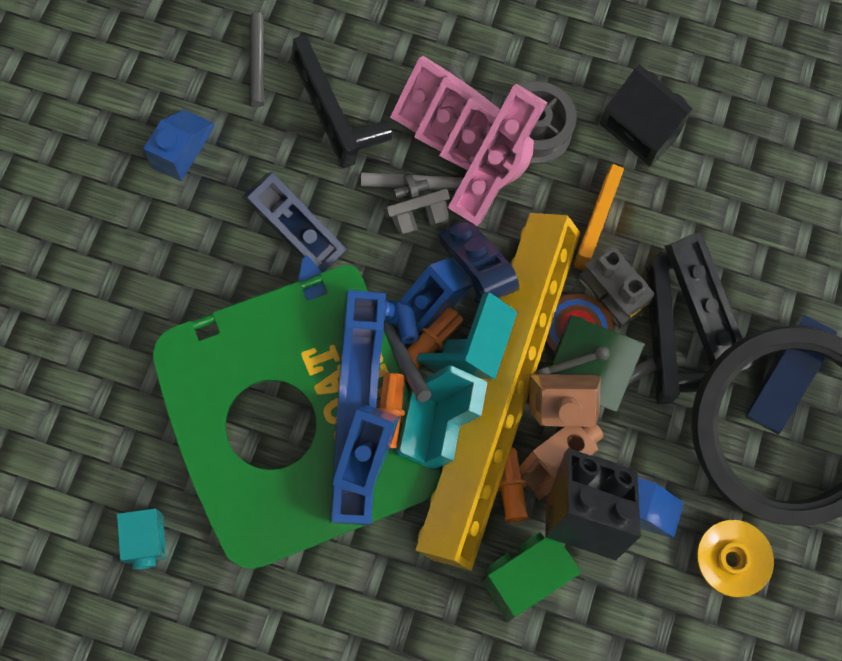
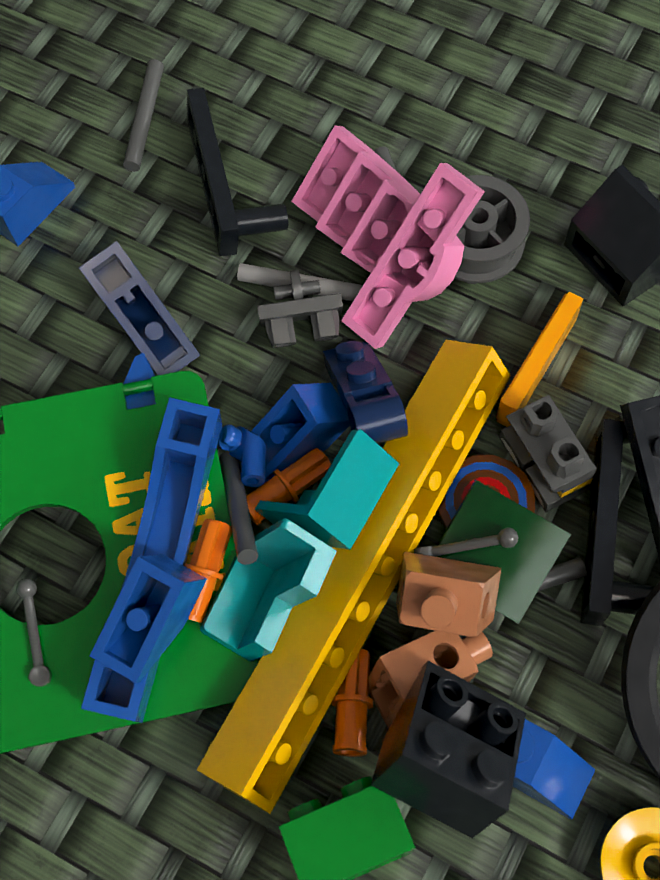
camera: 20 degrees right, 5 degrees down
(286, 504) = (39, 674): none -> dark grey hinge

